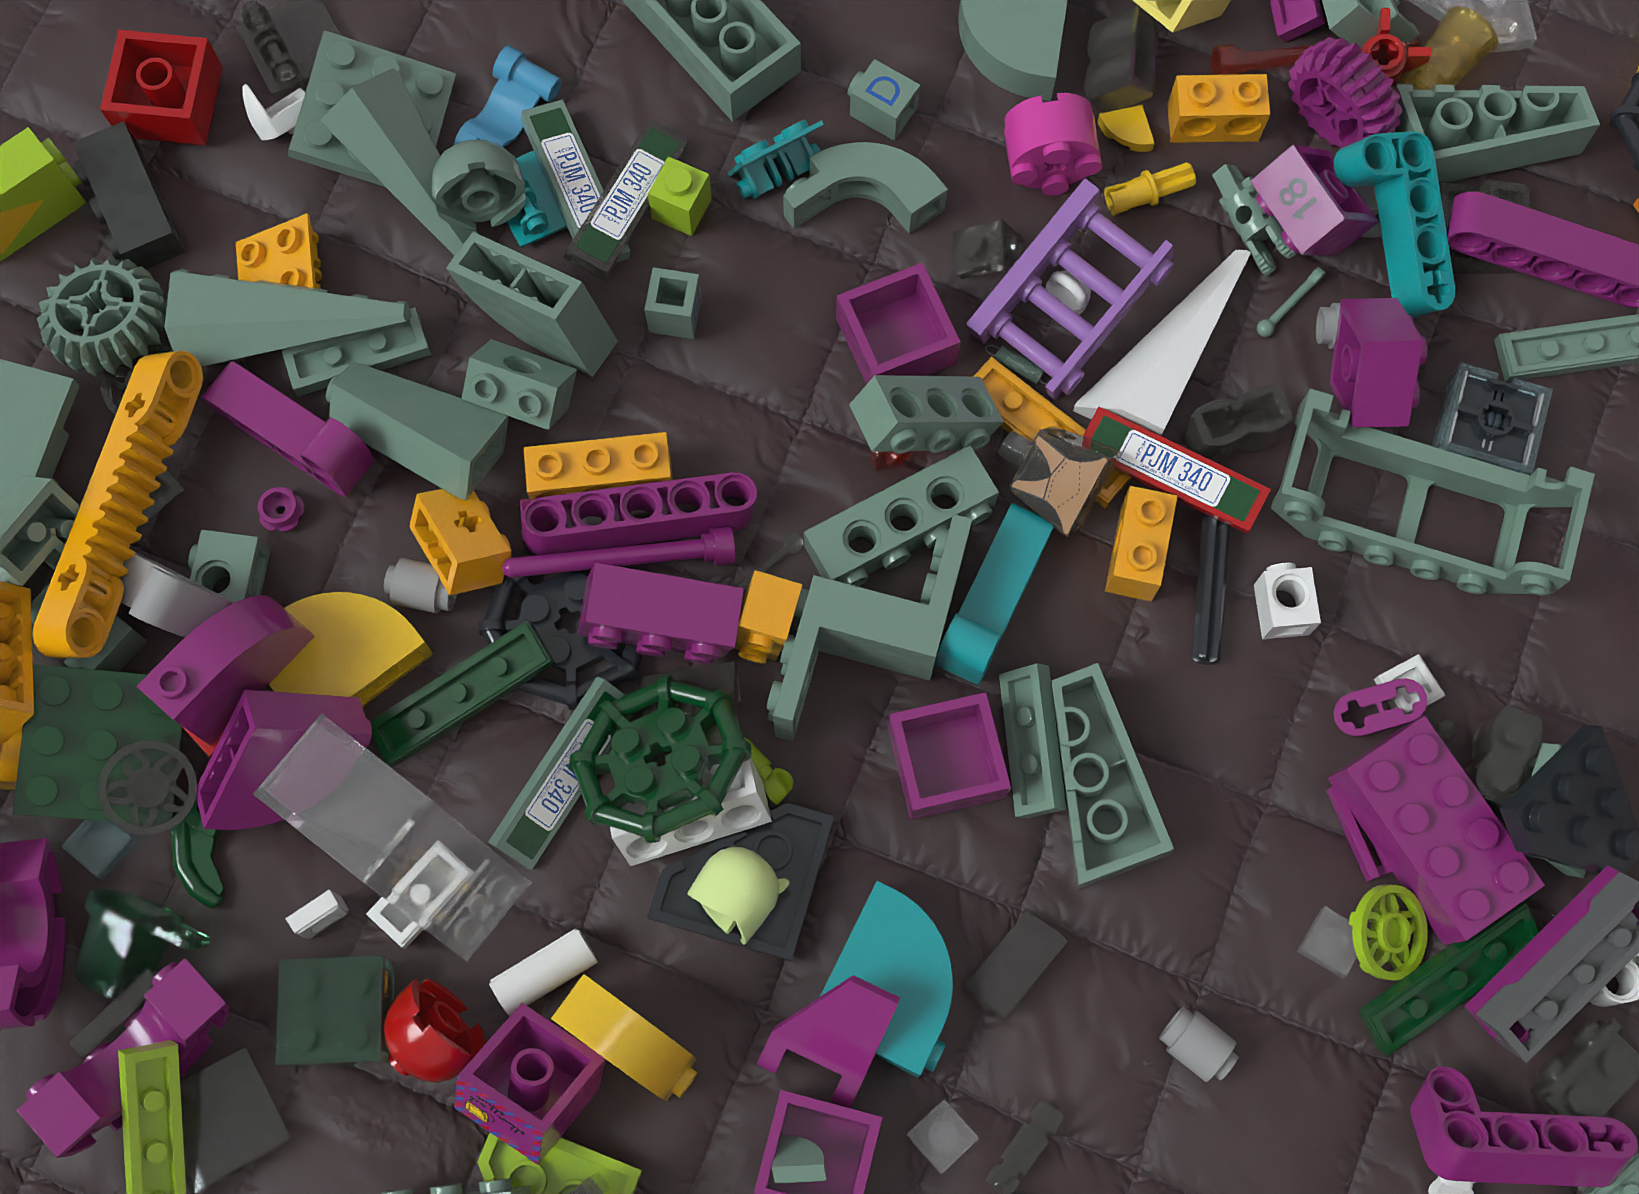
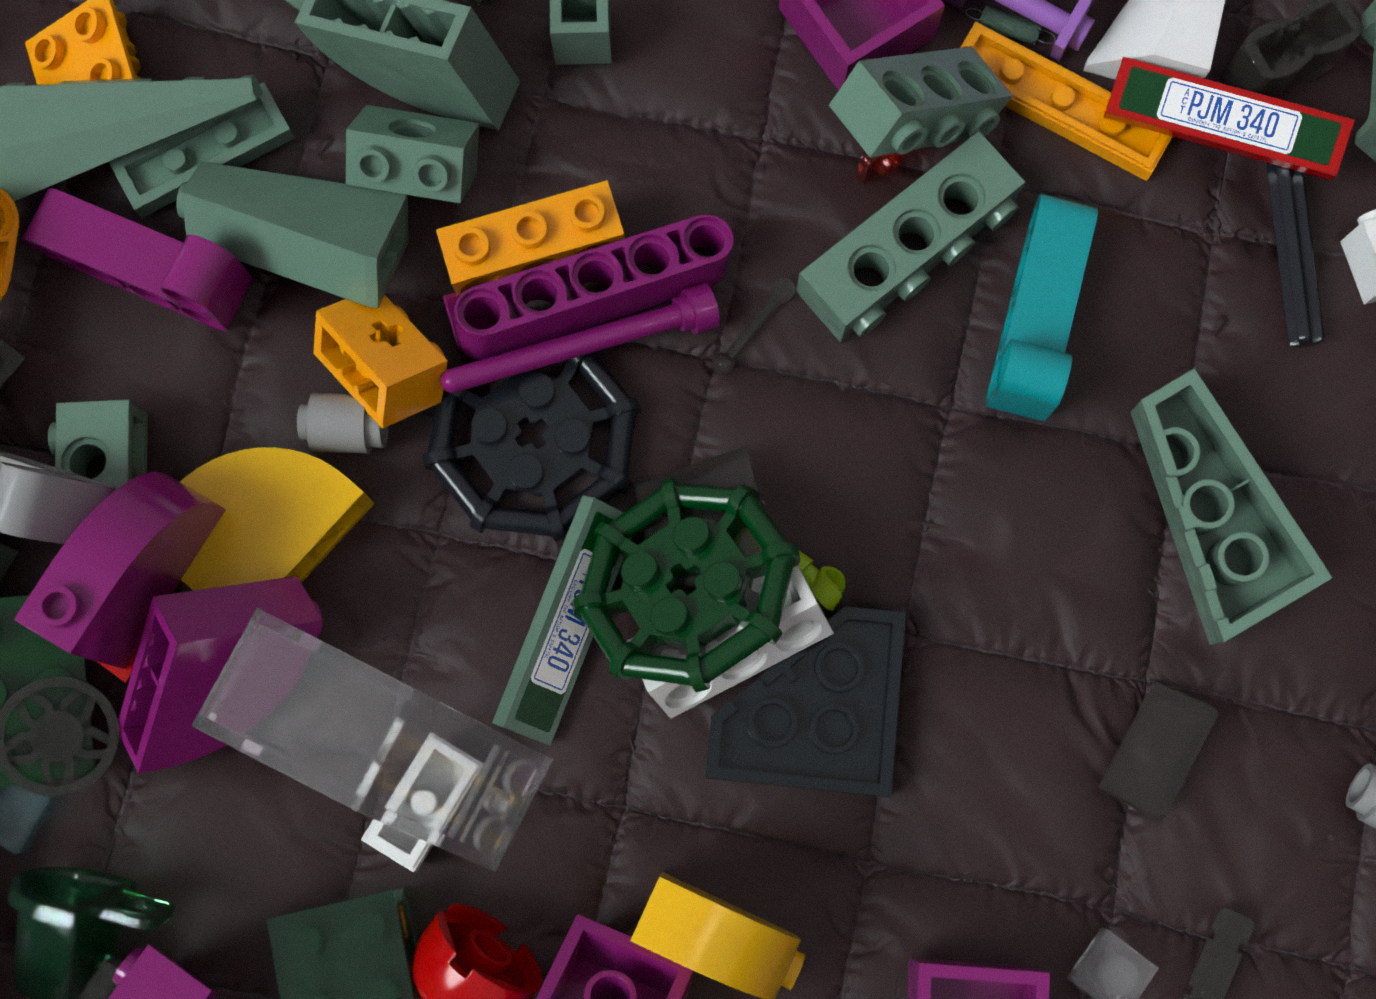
camera: 10 degrees left, 5 degrees up
(193, 859) = (133, 810): dark green piece -> none
(276, 498) = (140, 348): magenta plate -> none
(318, 914) = (300, 850): white tile -> none
(460, 693) = (419, 546): dark green tile -> none
(543, 971) = (591, 867): white brick -> none
(659, 613) = (649, 404): magenta brick -> none
(738, 890) = (812, 725): yellowish green helmet -> none
(766, 617) = (776, 384): light orange brick -> none
(836, 1032) = (969, 877): magenta flag -> none
(867, 628) = (908, 372): sand green bracket -> none
(905, 955) = (1016, 802): teal brick -> none
(948, 756) = (1030, 513): magenta piece -> none
(1032, 741) = (1123, 477): sand green plate -> none
(1059, 474) = (1091, 147): torso -> none
(1141, 543) = (1204, 214): light orange brick -> none

